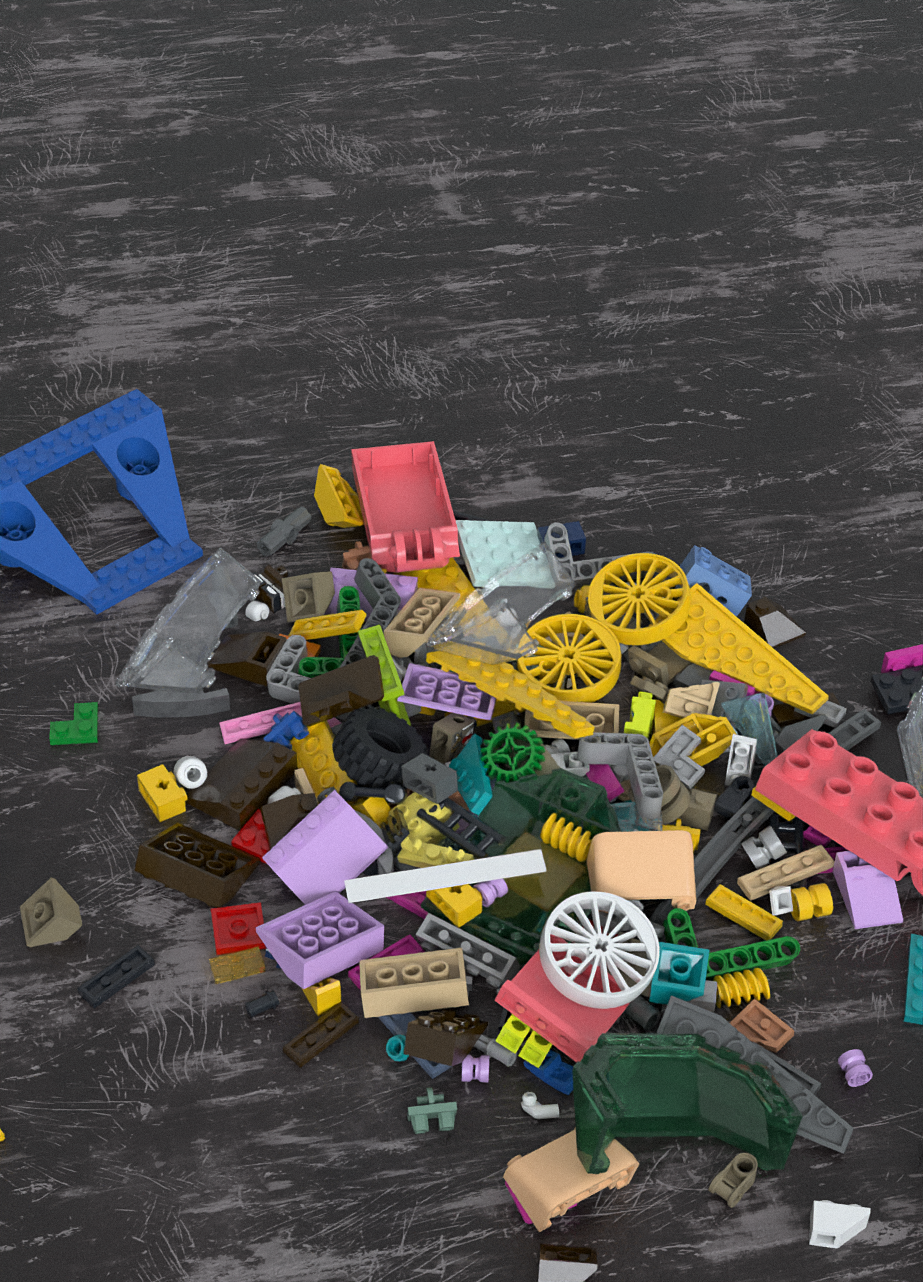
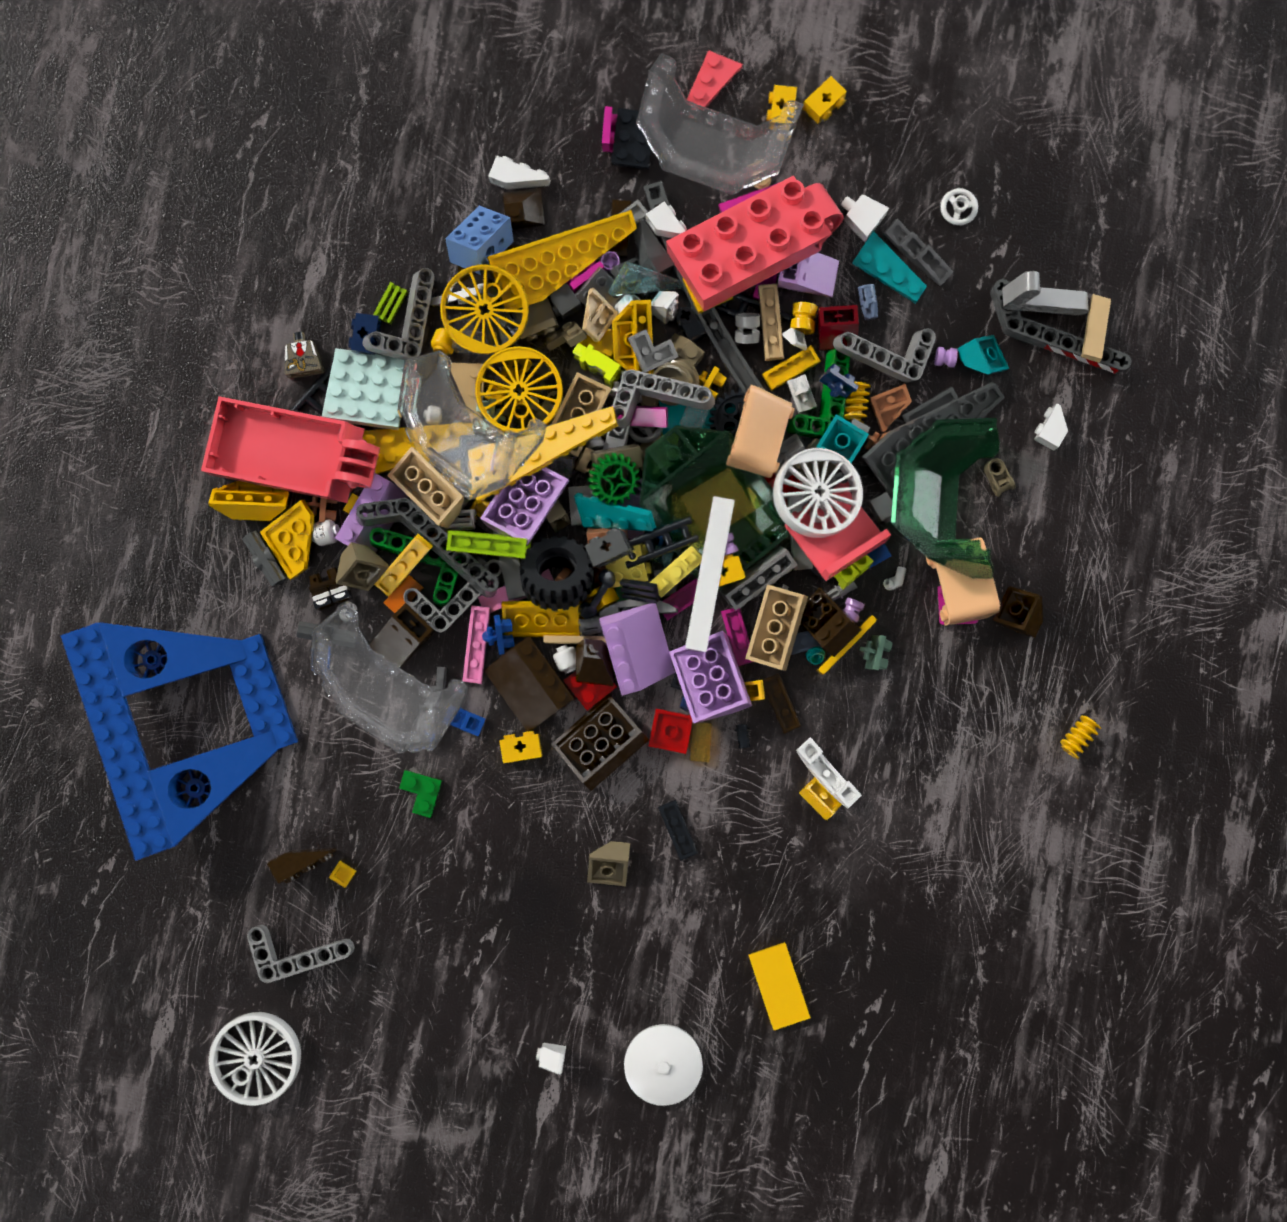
camera: 65 degrees left, 40 degrees up
(175, 736) = (468, 722): none -> blue slope
(197, 771) = (510, 720): white head -> none
(213, 1117) = (820, 799): none -> yellow slope
(249, 1105) = (826, 774): none -> white slope
(315, 540) = (291, 538): none -> yellow plate
(334, 560) = (325, 532): none -> white head
(341, 690) = (503, 586): dark brown bracket -> none
(427, 1076) = (865, 626): none -> yellow tile
(509, 501) = (302, 358): none -> torso
(565, 838) = (703, 470): yellow piece -> none
(601, 550) = (397, 289): none -> lime tile
(717, 928) = (801, 394): none -> white hips
(747, 945) = (838, 383): none -> dark blue hips
(802, 604) = (514, 176): none -> white slope
(813, 997) = (887, 357): none -> light grey beam
(822, 938) = (834, 322): none -> dark red slope
(839, 725) = (664, 222): none -> white slope
(874, 964) = (868, 301): none -> sand blue hinge
(885, 1108) = (983, 355): none -> teal slope

